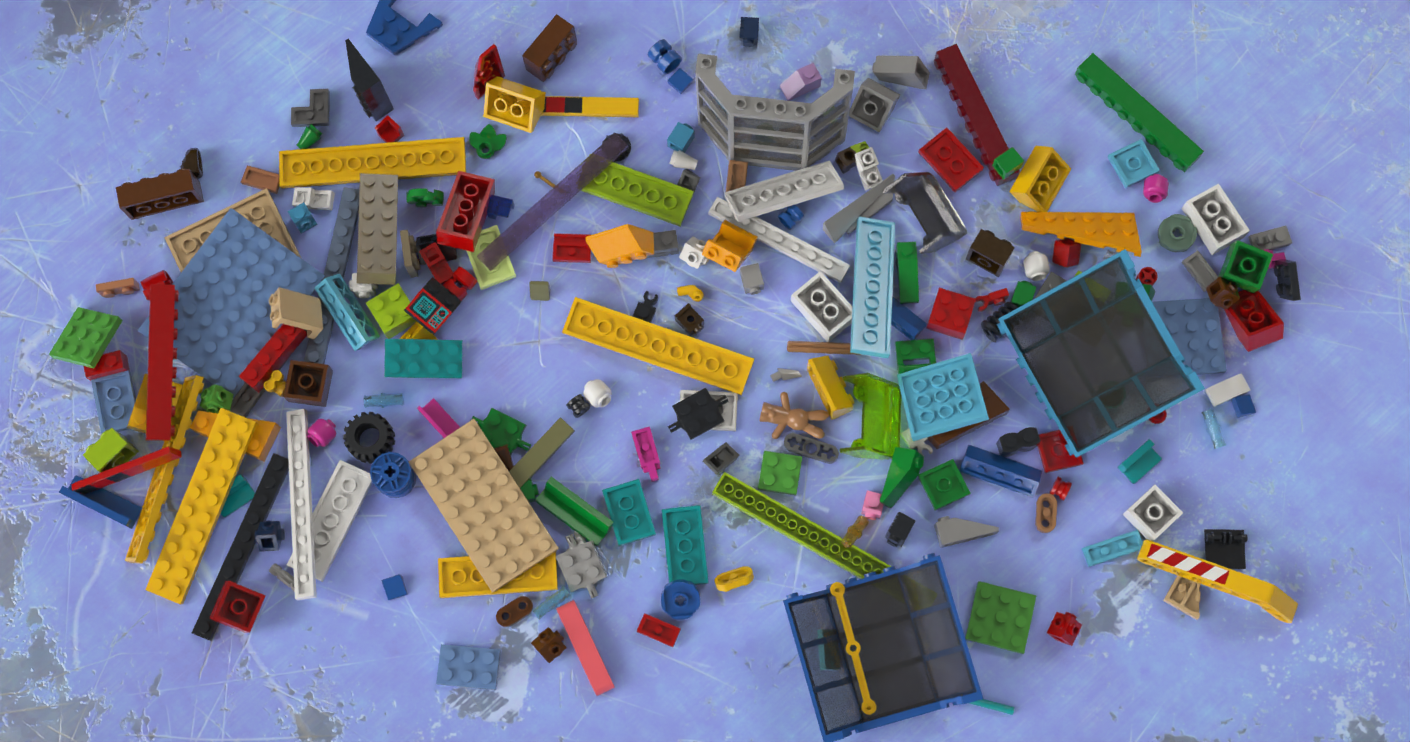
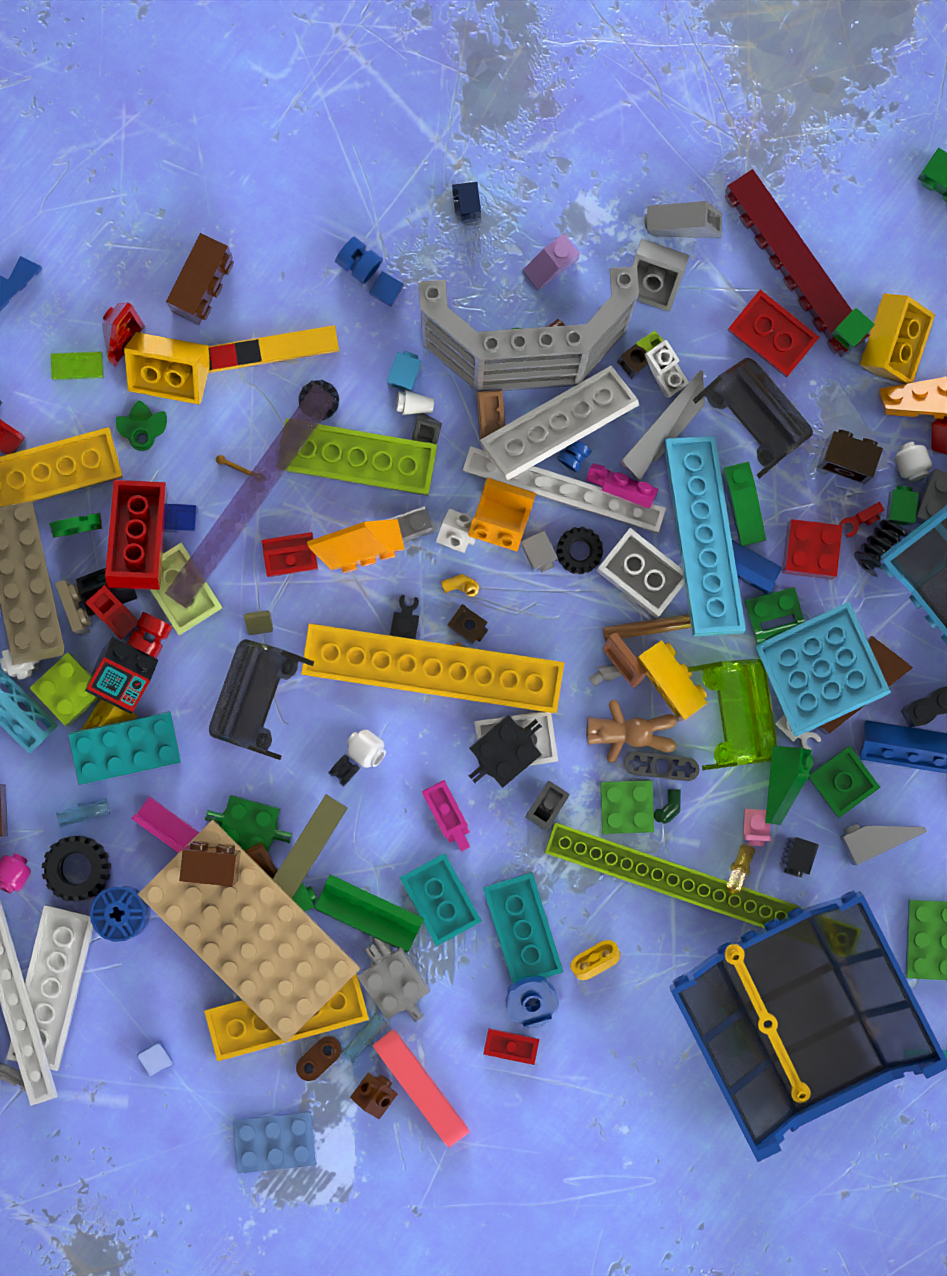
camera: 20 degrees left, 10 degrees up
(451, 93) = (77, 365): none -> clear neon green plate
(465, 446) = (210, 864): none -> reddish brown brick
(523, 338) = (249, 694): none -> clear smoke windscreen
(781, 273) = (590, 539): none -> black tyre
(798, 365) = (624, 660): none -> nougat tile
(812, 480) = (670, 810): none -> dark green arm
(820, 243) = (622, 486): none -> dark pink hinge

